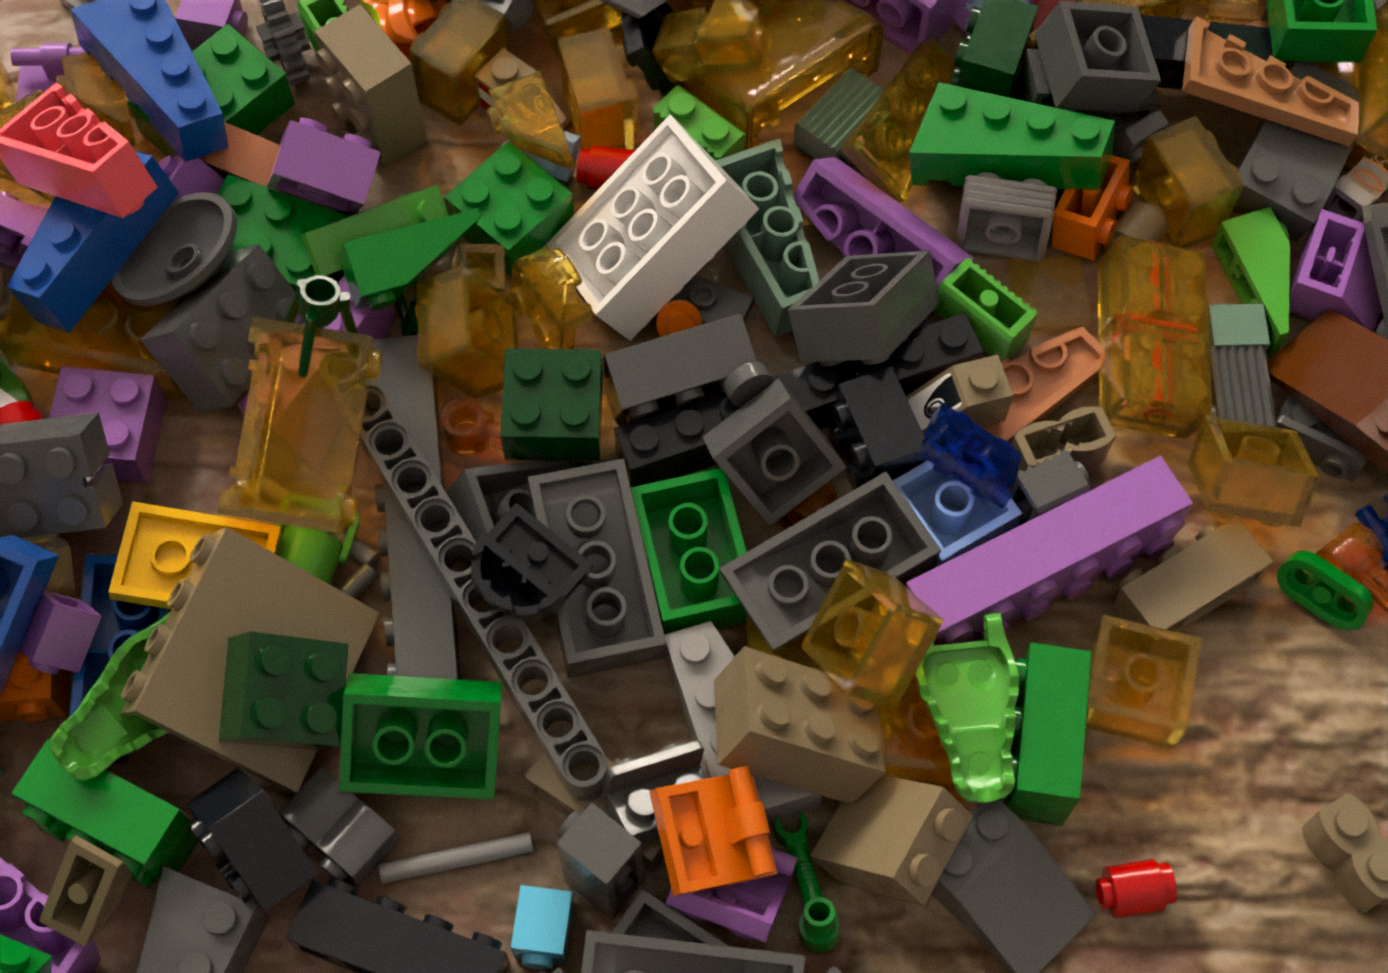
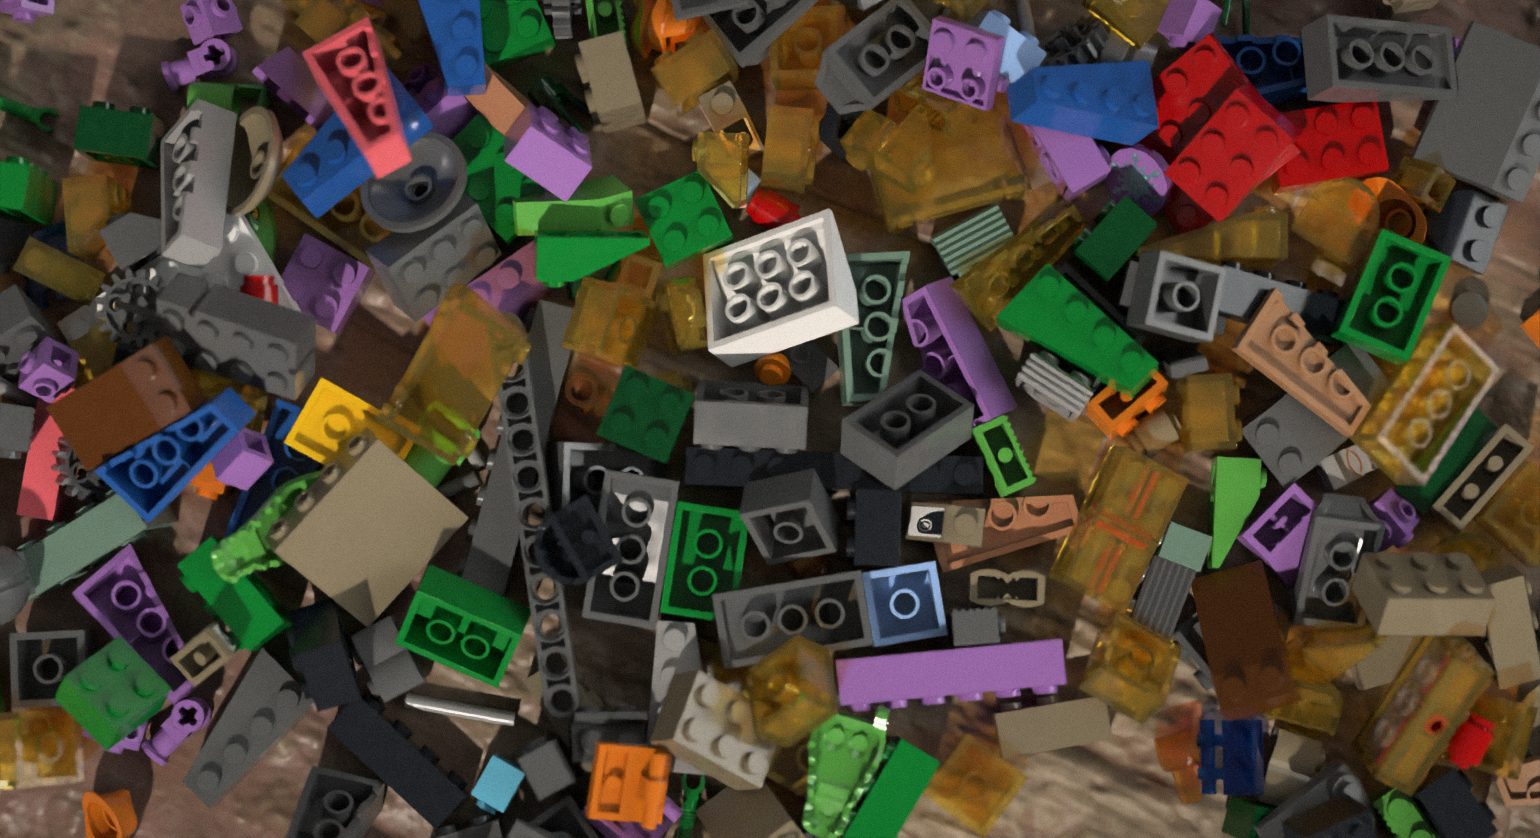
camera: 25 degrees right, 20 degrees up
(283, 691) = (379, 567): dark green brick -> none
(318, 303) = (494, 307): dark green plant -> none
(704, 124) = (854, 211): bright green brick -> none
(746, 382) = (792, 460): dark grey tile -> none
(970, 455) = (933, 578): clear blue plate -> none
(1325, 590) = (1143, 769): green plate -> none

